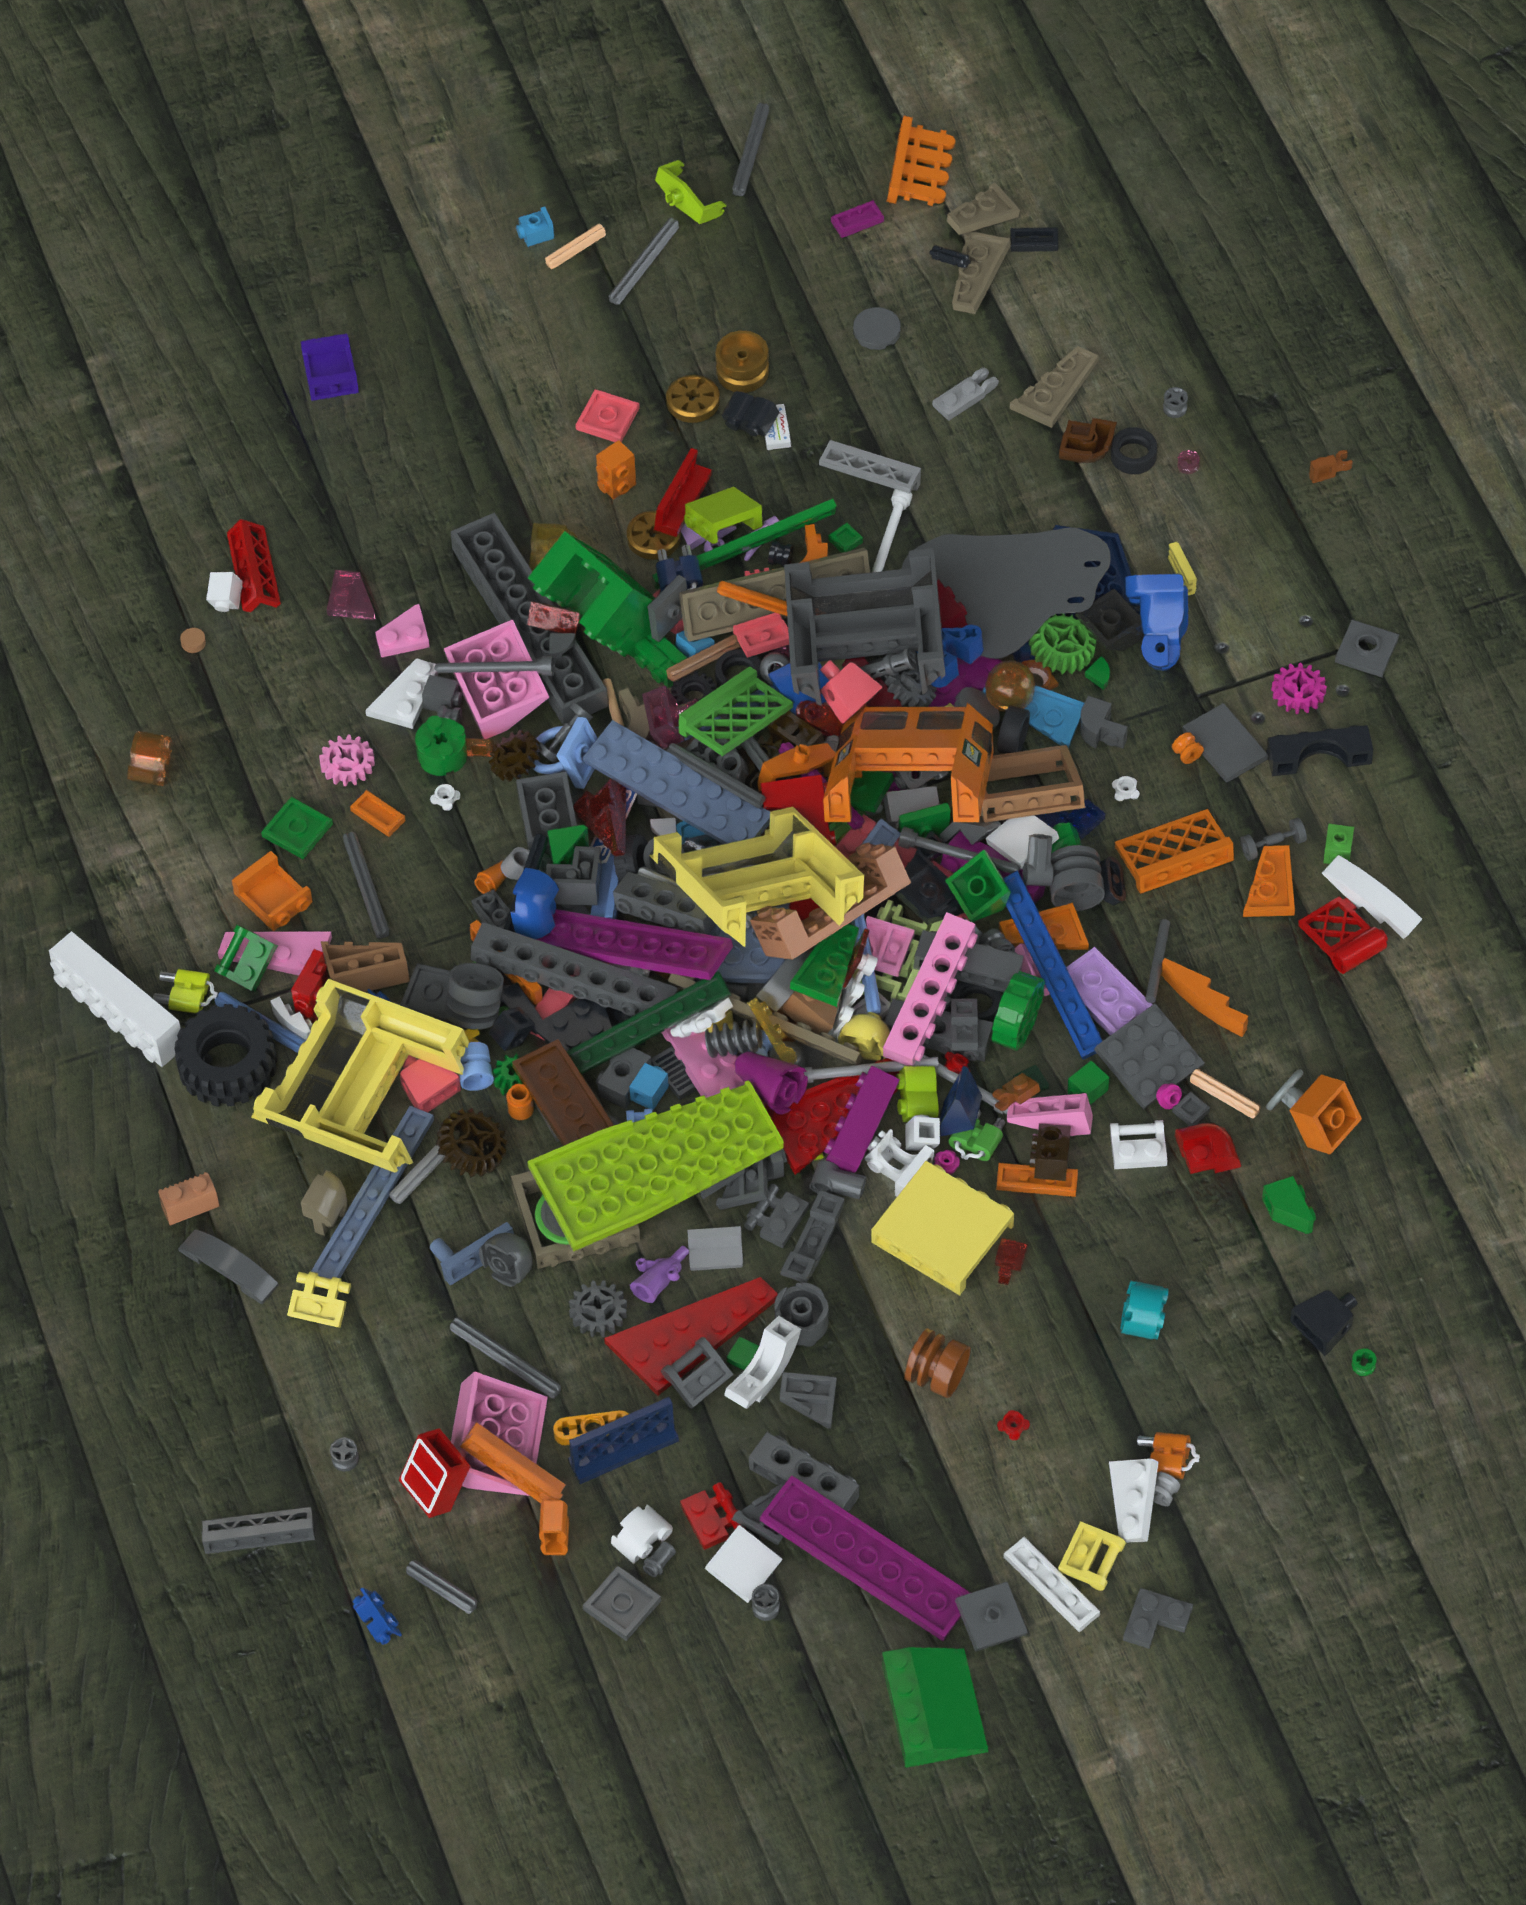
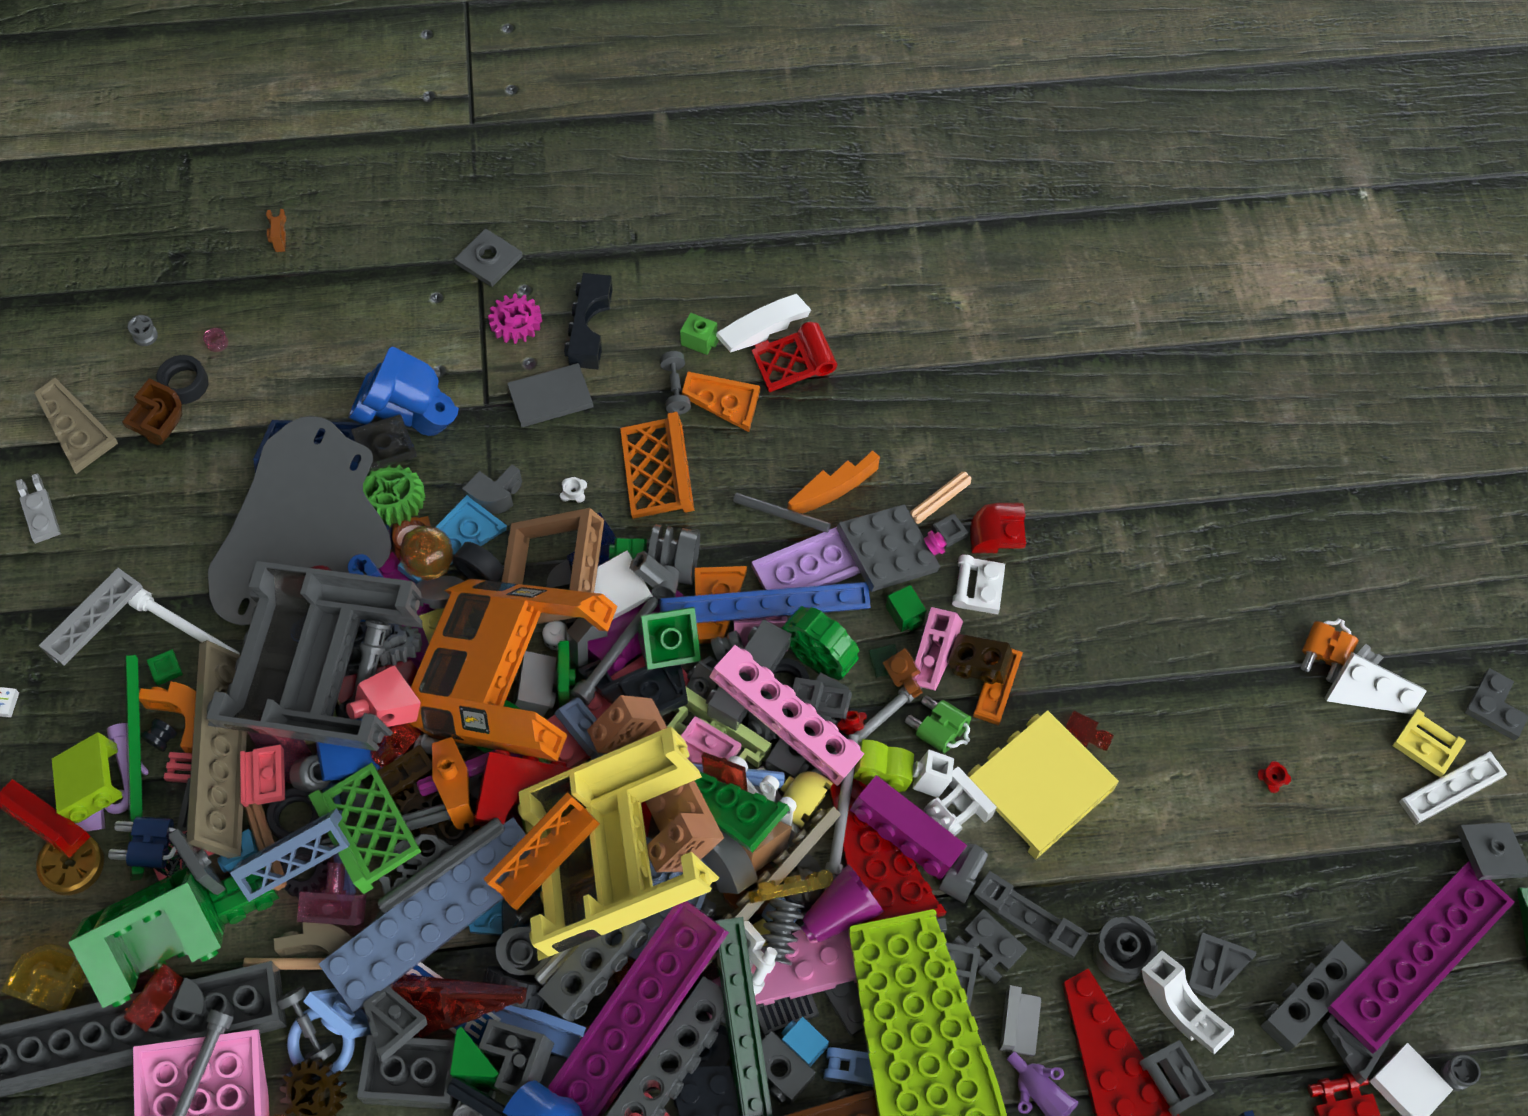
camera: 80 degrees left, 5 degrees up
(579, 783) = (391, 1021): none -> dark grey wing
(663, 826) = (467, 945): white tile -> none
(698, 663) = (282, 847): none -> sand blue fence
(742, 1353) = (1153, 1022): green tile -> none
(745, 840) = (545, 853): none -> orange fence
(752, 597) = (223, 766): orange axle -> none
(931, 1360) = (1210, 826): dark orange wheel -> none
(953, 1163) = (969, 761): dark pink plate -> none
(960, 1105) = (910, 730): dark blue slope -> none
(1099, 673) = (431, 477): green tile -> none
(1113, 881) = (678, 524): black plate -> none
(1143, 1310) = (1176, 623): teal brick -> none
(1181, 566) = (339, 374): light yellow tile -> none
(1187, 748) = (548, 424): orange wheel -> none
(1287, 1205) = (1076, 476): green slope -> none
(1322, 1113) = (987, 424): orange piece -> none
(1324, 1319) = (1204, 479): black torso -> none
(1357, 1358) = (1250, 456): green bush -> none

